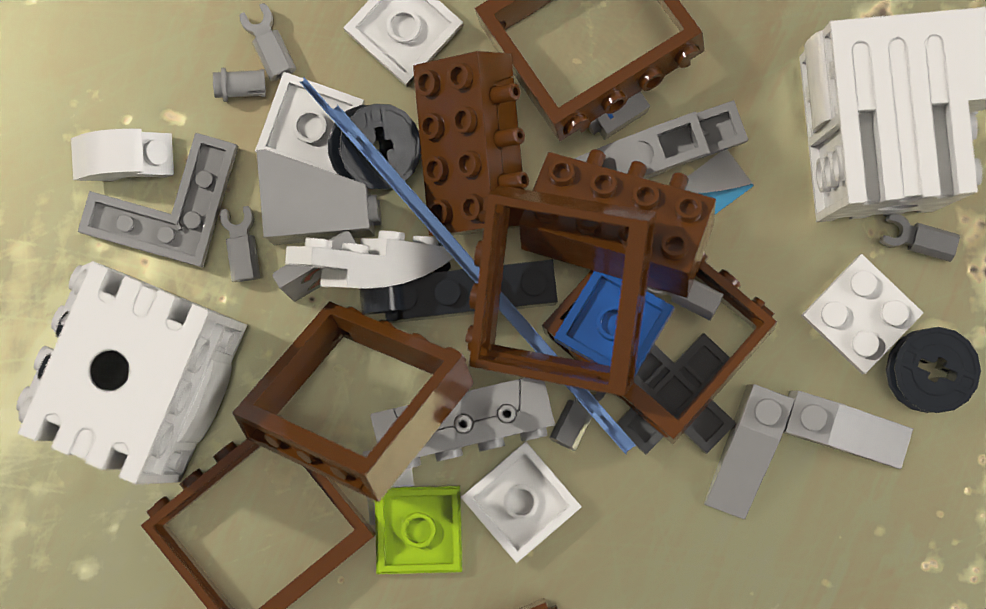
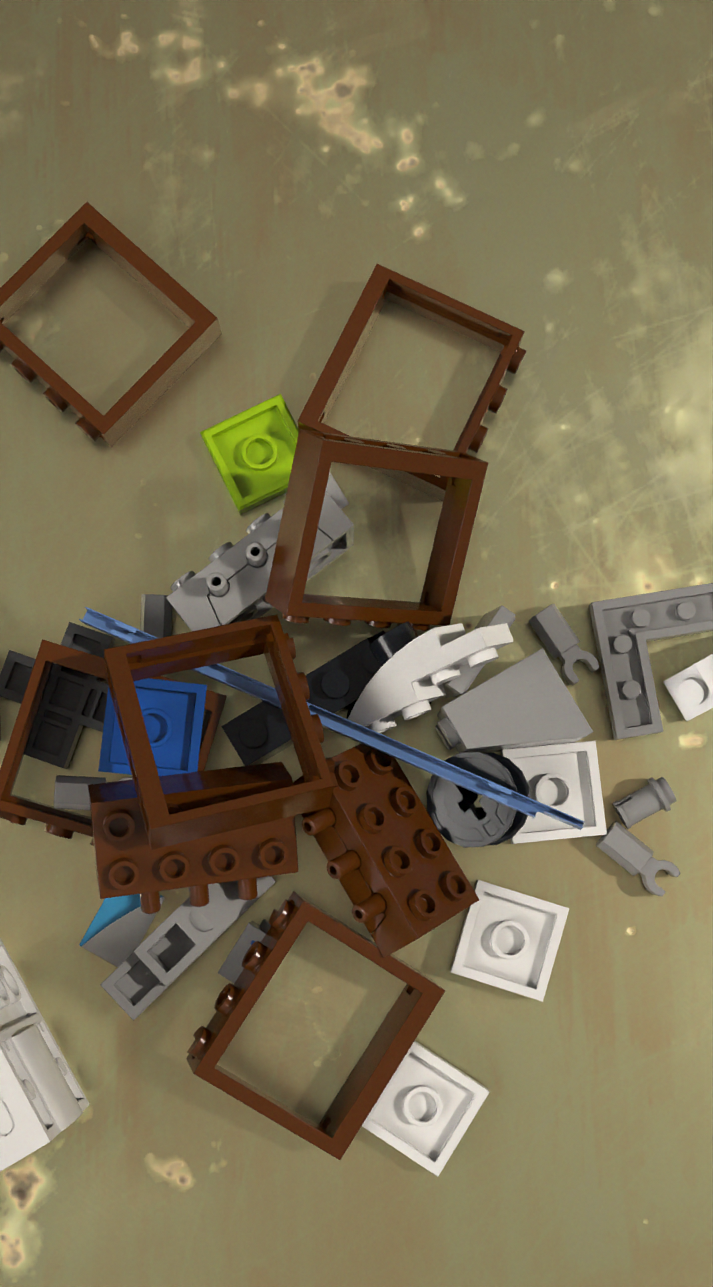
camera: 155 degrees right, 5 degrees down
(129, 376) = (606, 452): white piece -> none
(521, 502) = (172, 521): white plate -> none

